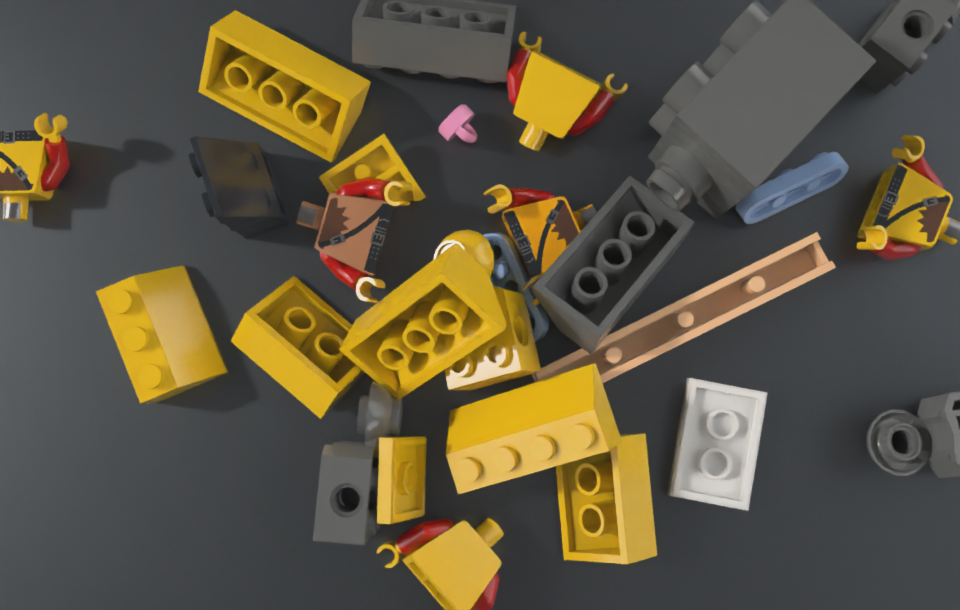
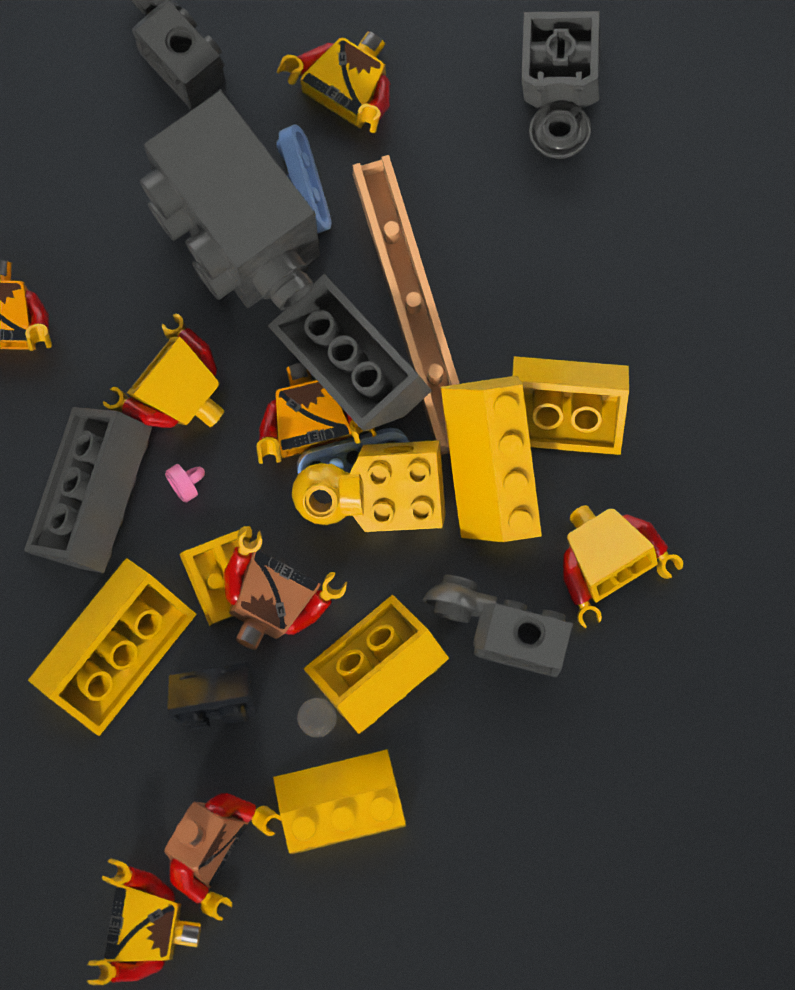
camera: 80 degrees left, 5 degrees down
(100, 209) = (206, 841): none -> torso
(244, 295) = (317, 717): none -> clear plate
(401, 478) = (518, 586): yellow tile -> none
(426, 323) = (377, 536): yellow slope -> none
(717, 444) = (534, 293): white tile -> none

